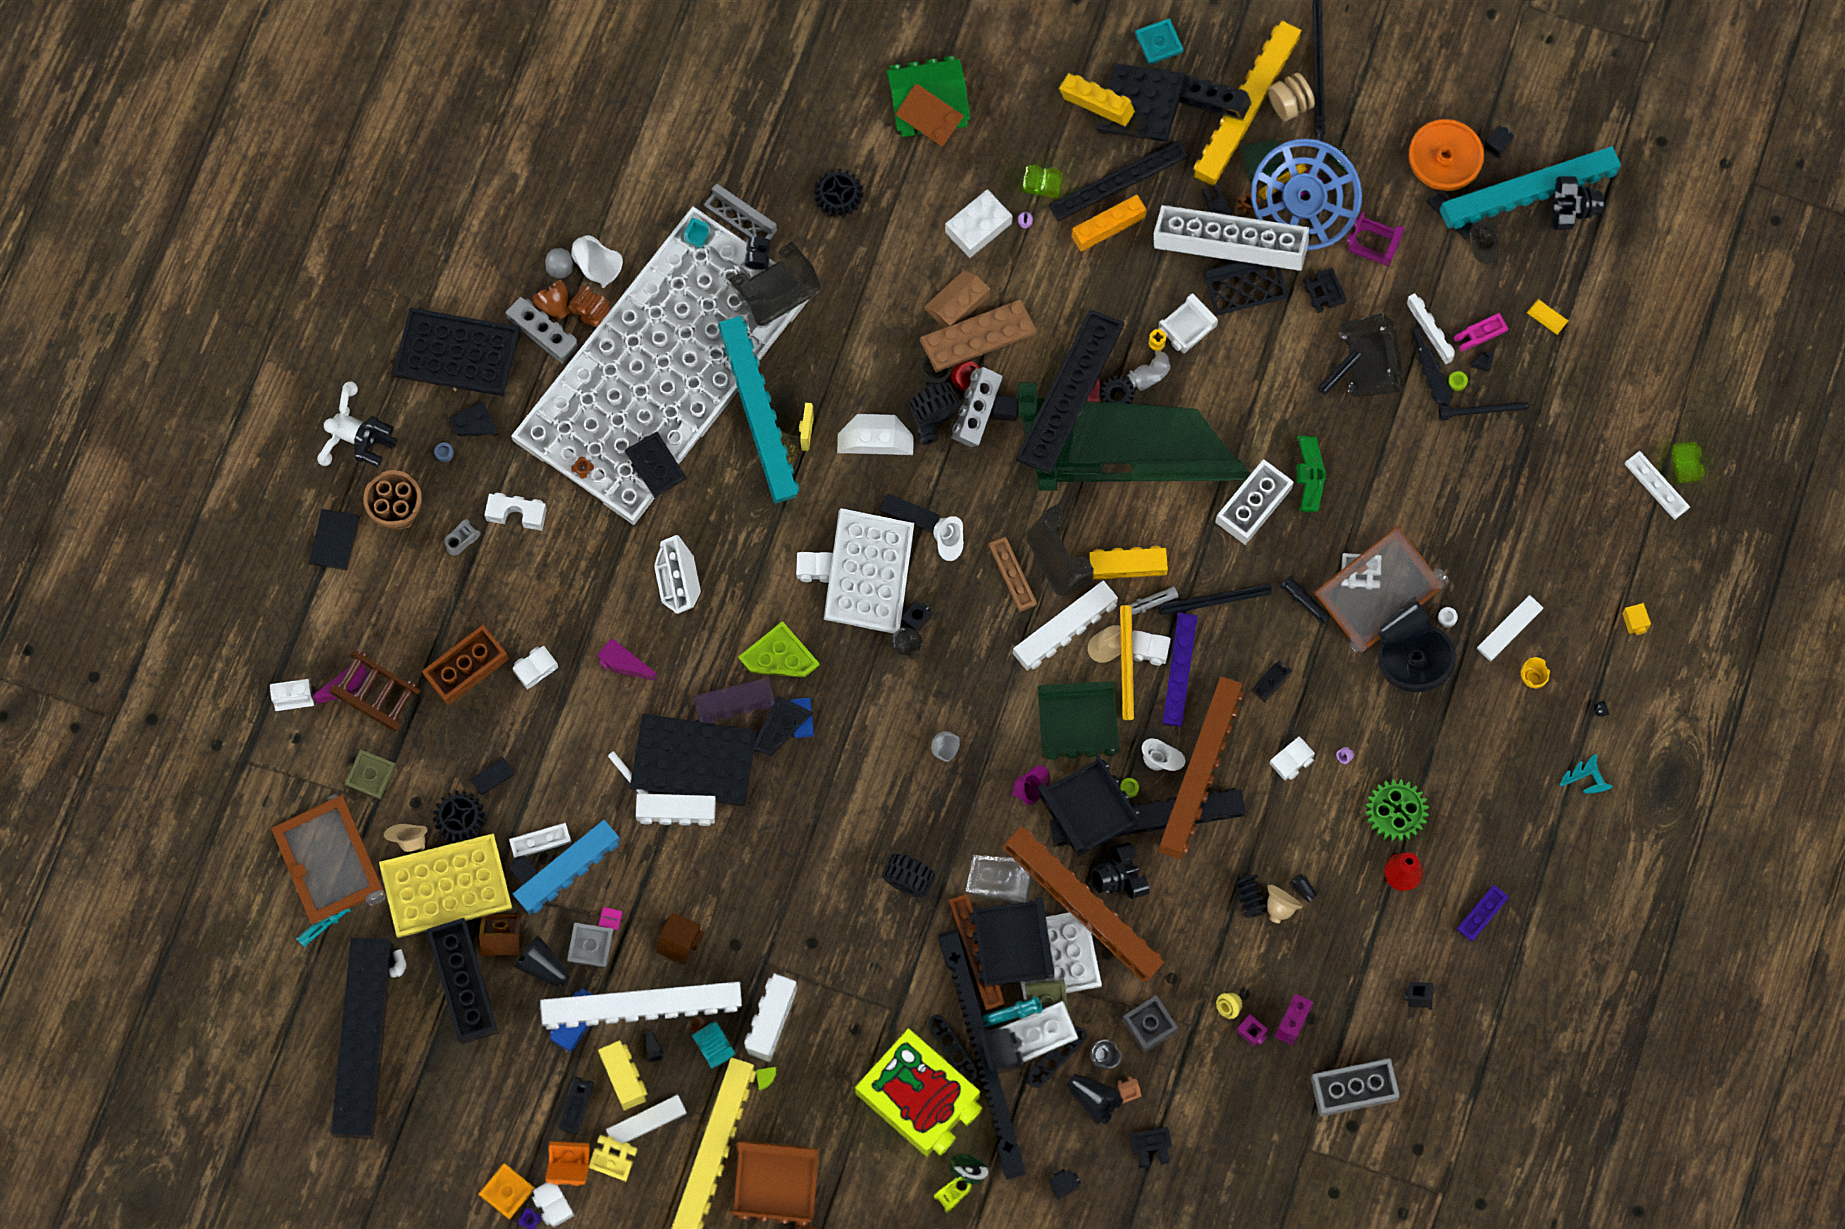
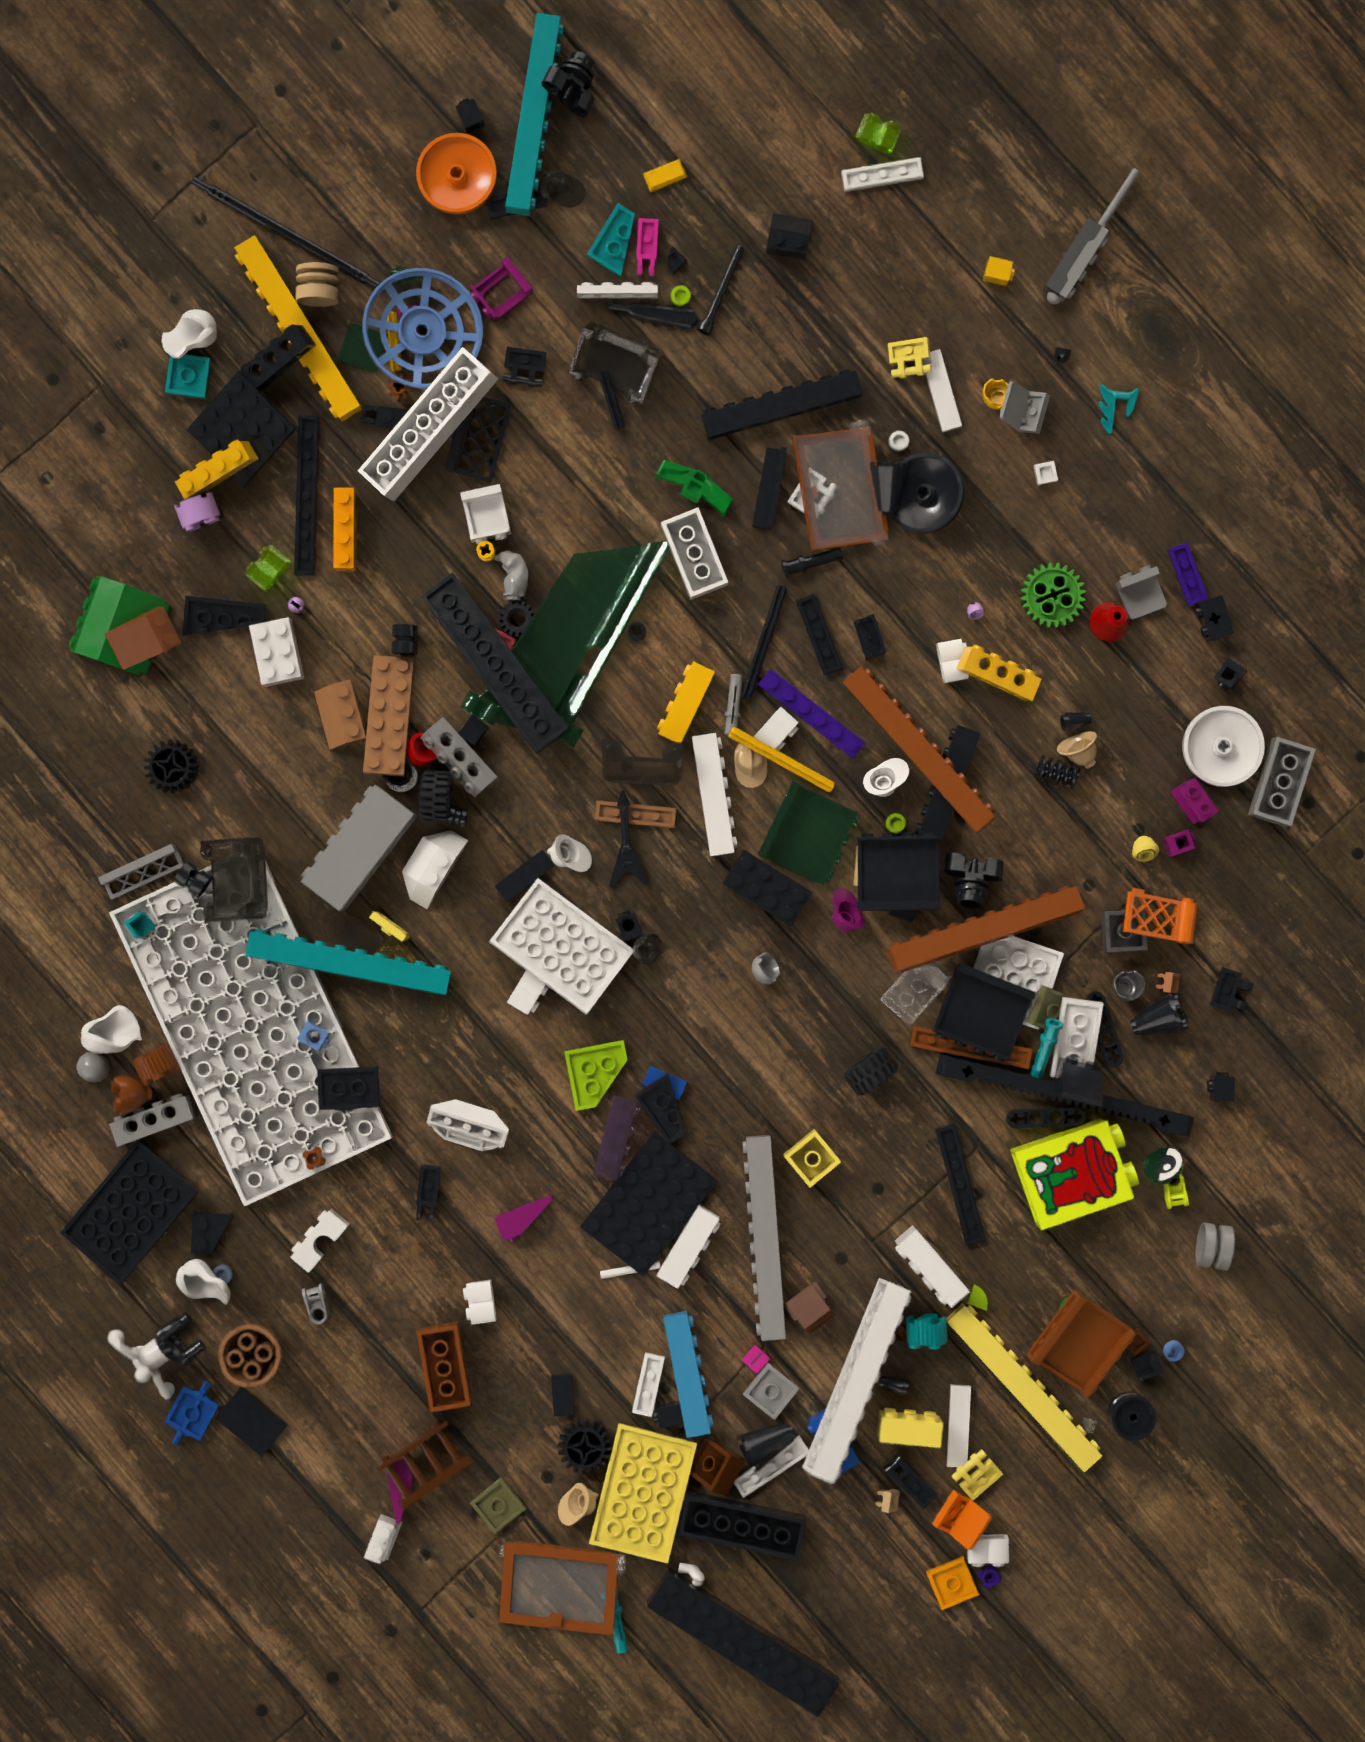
camera: 60 degrees left, 15 degrees up
(316, 488) = (192, 1412): none -> blue plate
(428, 436) = (199, 1282): none -> white piece
(522, 981) = (750, 1481): none -> white tile
(550, 1096) = (890, 1500): none -> tan tile
(604, 576) = (428, 1190): none -> black hinge
(680, 406) = (305, 1036): none -> medium blue brick
(718, 869) = (765, 1237): none -> light grey brick
(807, 869) = (812, 1158): none -> light yellow brick
(854, 1009) = (960, 1184): none -> black tile
(857, 368) = (358, 848): none -> light grey brick
(972, 586) = (627, 857): none -> black piece
(980, 162) = (214, 614): none -> black wing
(1013, 710) = (767, 888): none -> black brick
(1049, 314) = (404, 640): none -> black wheel
(1055, 103) = (197, 511): none -> lavender brick
(1159, 498) = (642, 629): none -> black bush
(1191, 1068) = (1181, 921): none -> orange piece
(1197, 26) = (193, 331): none -> white piece
(1248, 640) = (819, 634): none -> black tile
(1316, 827) = (970, 664): none -> yellow brick
(1345, 534) = (769, 488): none -> black fence
(1355, 1021) = (1223, 746): none -> white dish
(1418, 506) = (781, 405): none -> black brick
(1444, 882) = (1141, 592): none -> light grey bracket
(1454, 966) = (1213, 608): none -> black brick
(1469, 303) = (613, 240): none -> teal wing
(1494, 749) = (1045, 473): none -> white plate
(1527, 584) = (908, 351): none -> light yellow plate
(1536, 698) = (1024, 408): none -> light grey bracket
(1559, 438) = (789, 236): none -> black slope
(1696, 678) = (1083, 250): none -> piece

